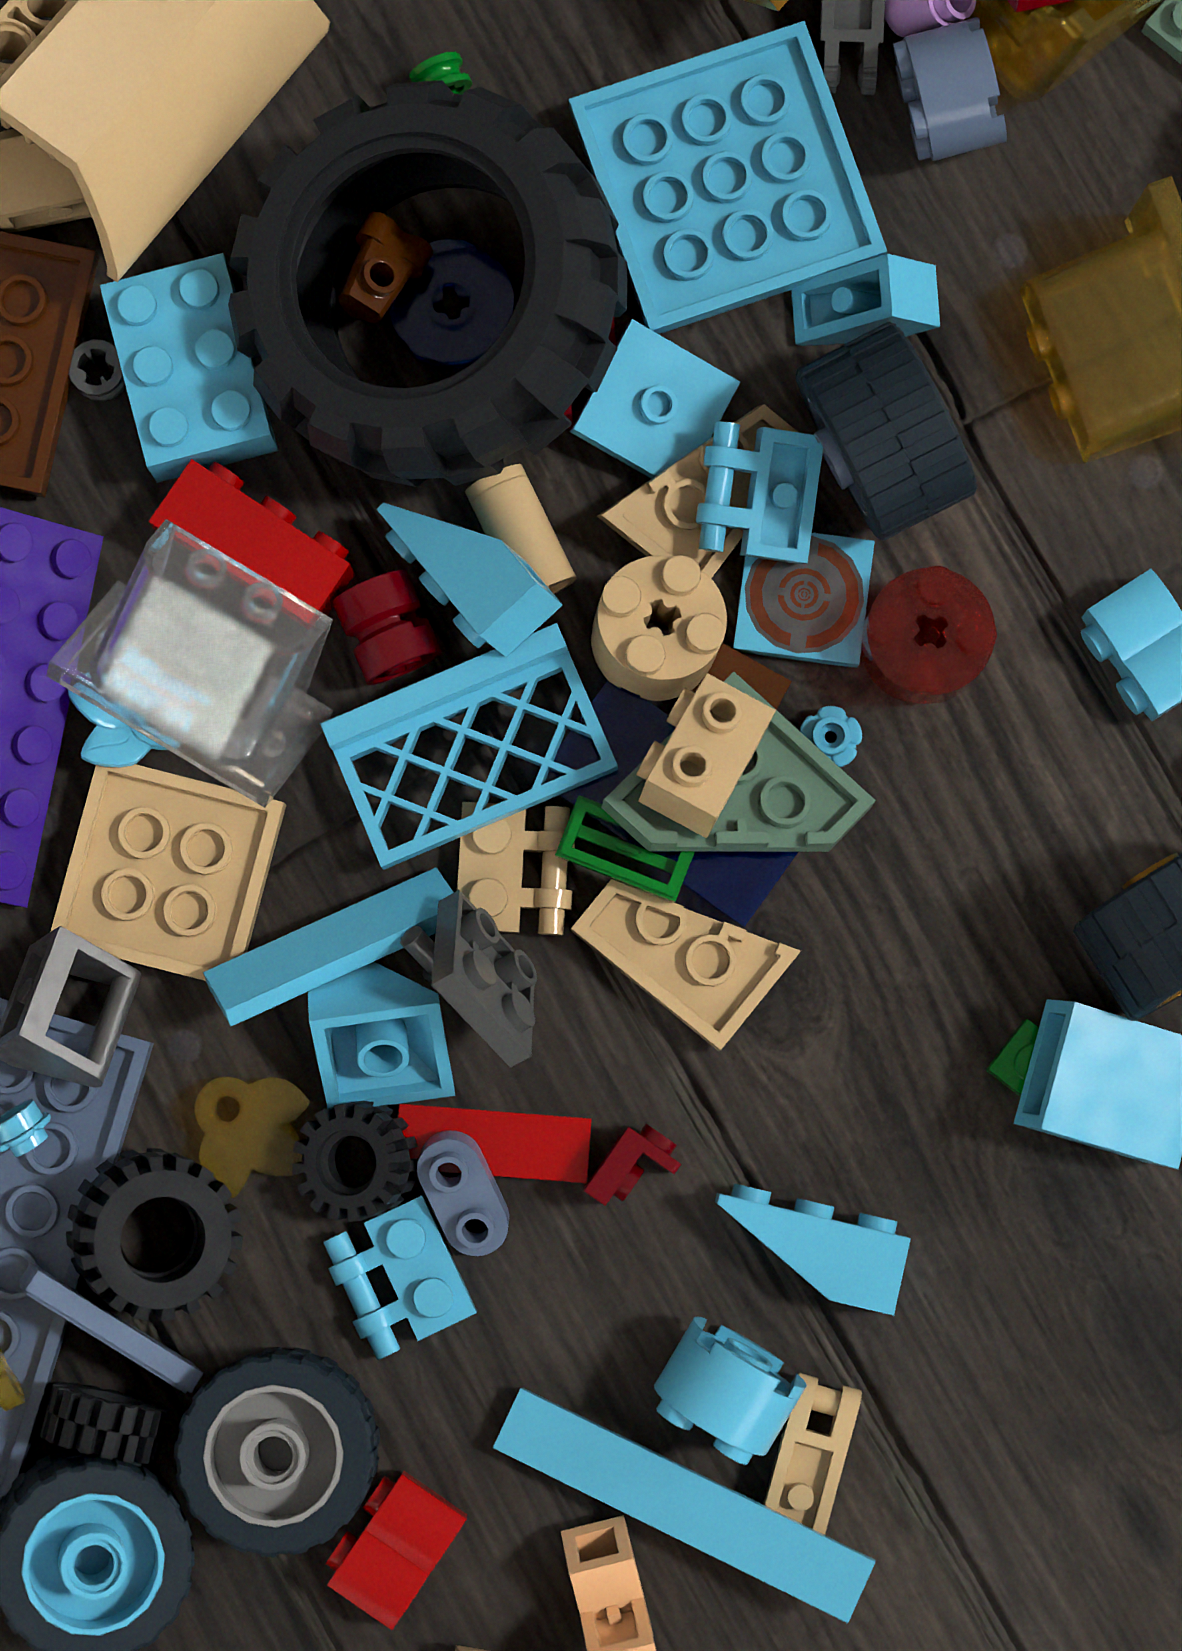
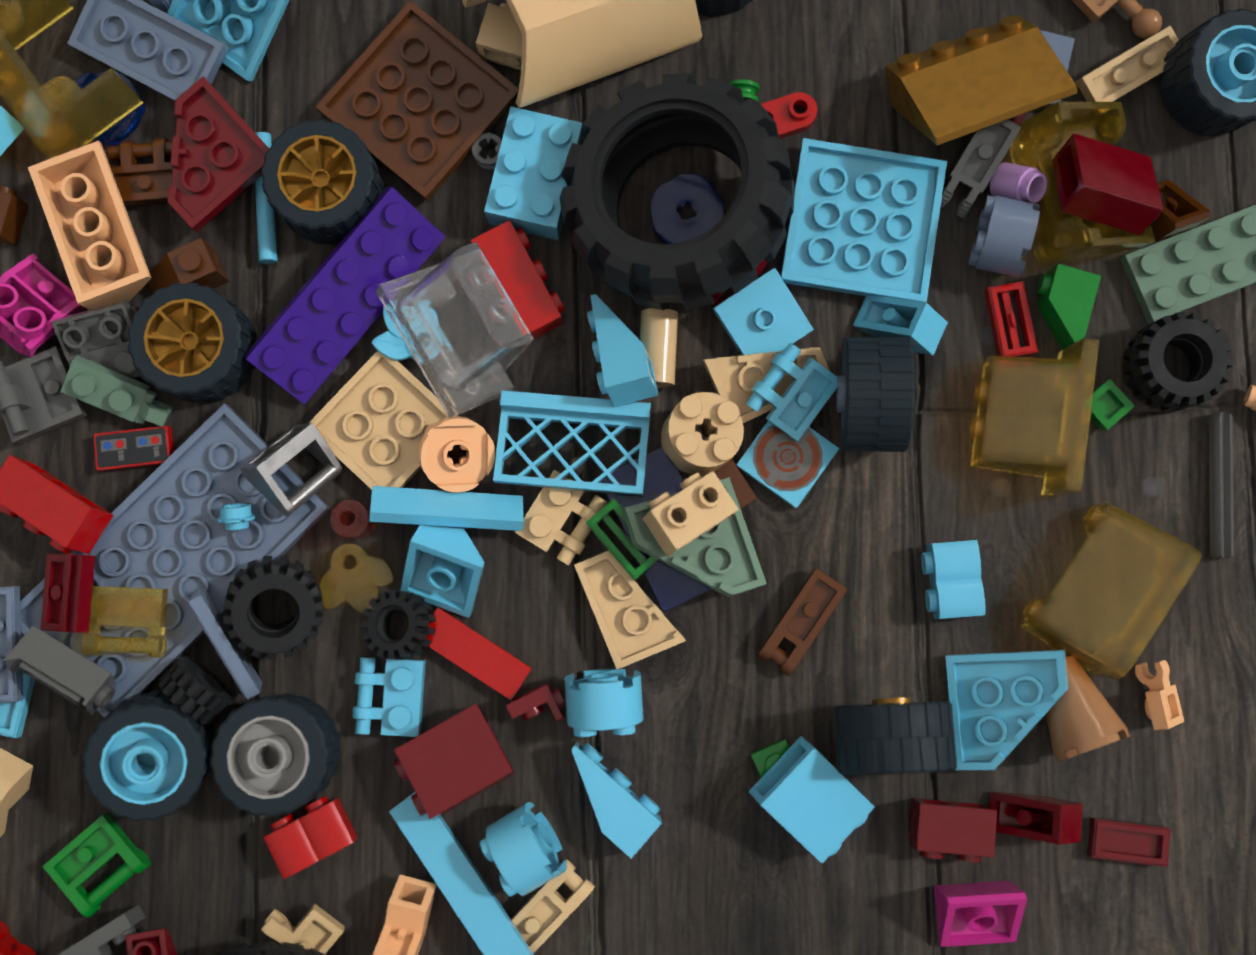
camera: 30 degrees right, 0 degrees up
(219, 1045) = (361, 525): none -> clear red brick
(268, 846) = (441, 438): none -> light nougat plate
(381, 267) = (659, 172): reddish brown plate -> none
(386, 625) = (563, 359): dark red wheel -> none
(463, 1197) = (444, 674): sand blue plate -> none
(479, 975) = (511, 565): dark grey plate -> none
(519, 79) = (786, 119): none -> red plate
(551, 1319) = (452, 763): none -> dark red brick
(728, 1106) = (604, 702): none -> medium azure brick
(846, 729) = (772, 538): medium azure plate -> none
(935, 600) = (850, 493): clear red brick -> none
(958, 827) = (803, 620): none -> reddish brown plate
(1010, 227) = (997, 322): none -> red tile
(1096, 140) = (1067, 302): none -> green slope

